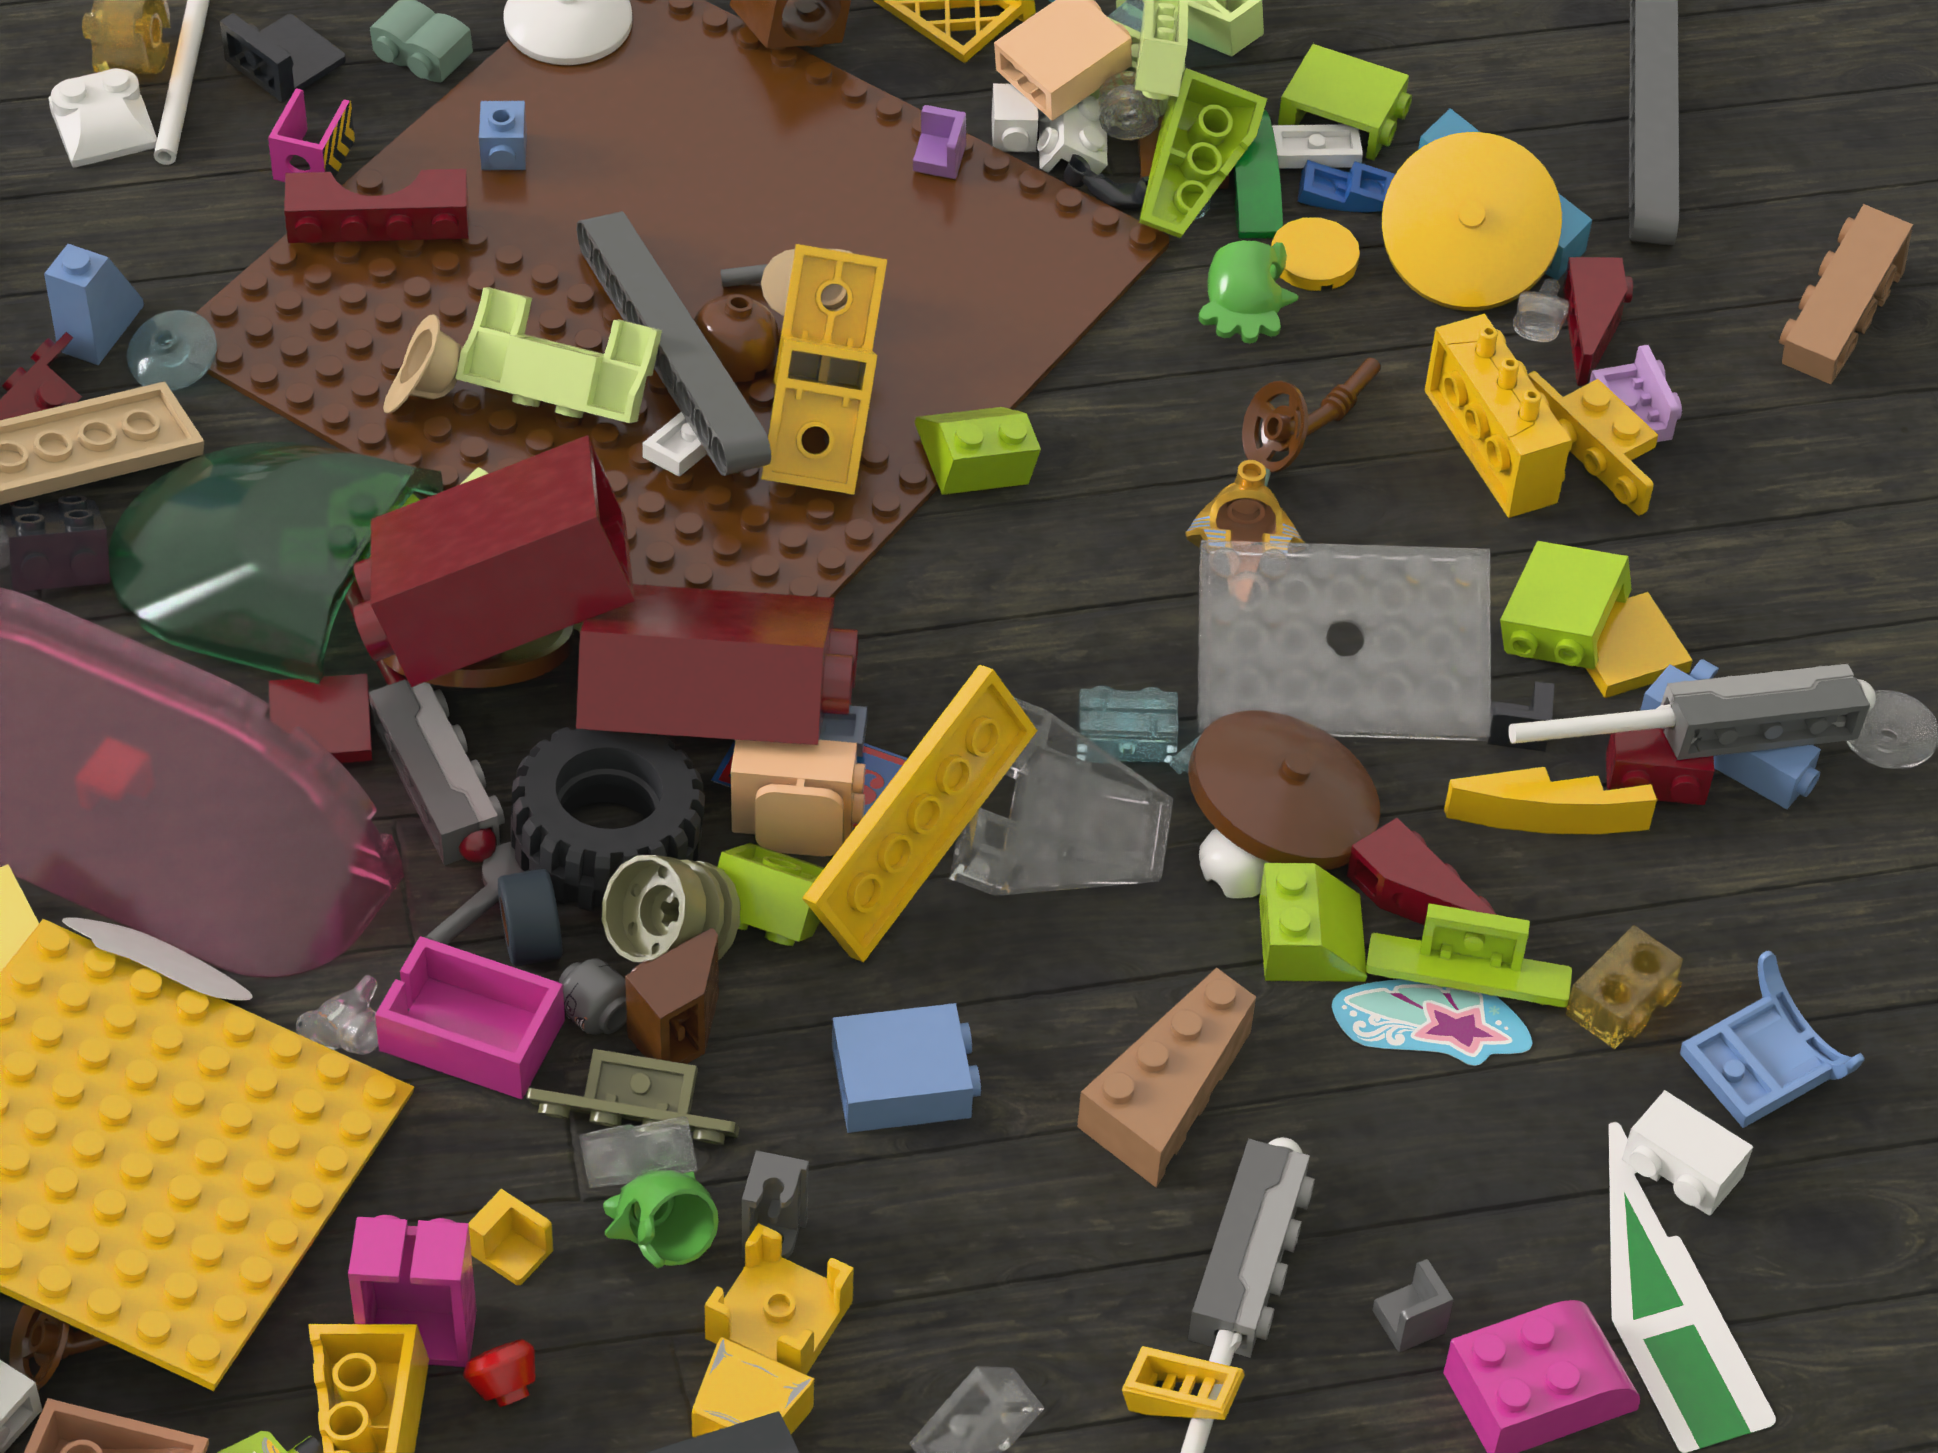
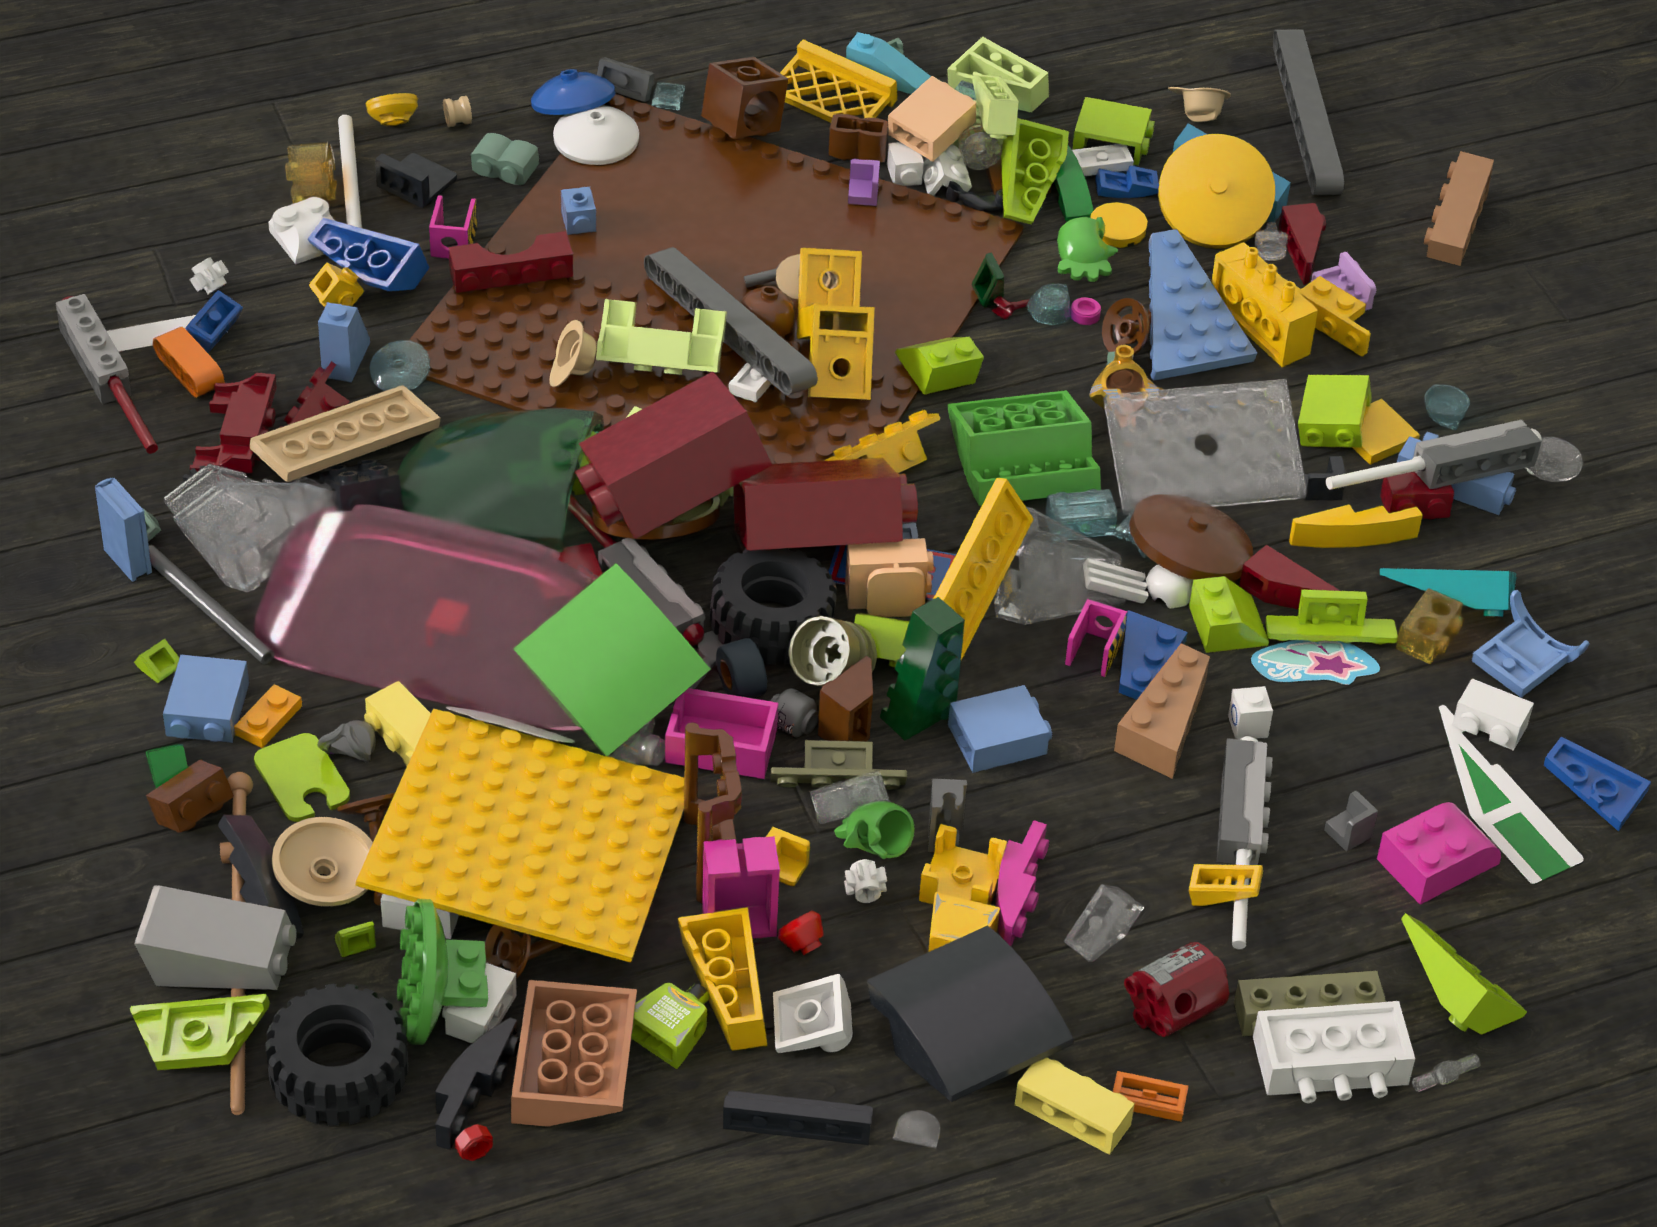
camera: 10 degrees left, 5 degrees down
(110, 215) = (336, 285): none -> yellow brick
(176, 174) = (372, 256): none -> blue wedge
(319, 882) = (611, 659): none -> bright green slope
(409, 1145) = (717, 814): none -> reddish brown piece
(623, 1298) = (865, 881): none -> white gear
(800, 964) = (926, 670): none -> dark green wedge
(856, 1333) = (1017, 881): none -> dark pink slope
(864, 581) = (897, 445): none -> yellow bracket
(952, 69) = (858, 138): none -> reddish brown brick
(1070, 601) = (1028, 439): none -> bright green slope
(1084, 327) = (988, 281): none -> dark green slope
(1087, 906) = (1088, 624): none -> dark pink piece
(1106, 369) = (1006, 308): none -> dark red hand
(1151, 837) = (1115, 580): none -> white tile
(1169, 963) = (1145, 651): none -> blue wing
(1175, 372) = (1050, 304): none -> clear light blue hat
(1227, 388) = (1085, 311): none -> dark pink tile
(1301, 1097) = (1250, 712): none -> white brick
(1380, 417) = (1188, 317): none -> medium blue wing
(1494, 74) = (1202, 103): none -> tan piece
(1714, 937) = (1473, 588): none -> teal wedge
(1747, 615) = (1446, 405): none -> clear light blue hat
(1829, 1292) = (1597, 781): none -> blue wing

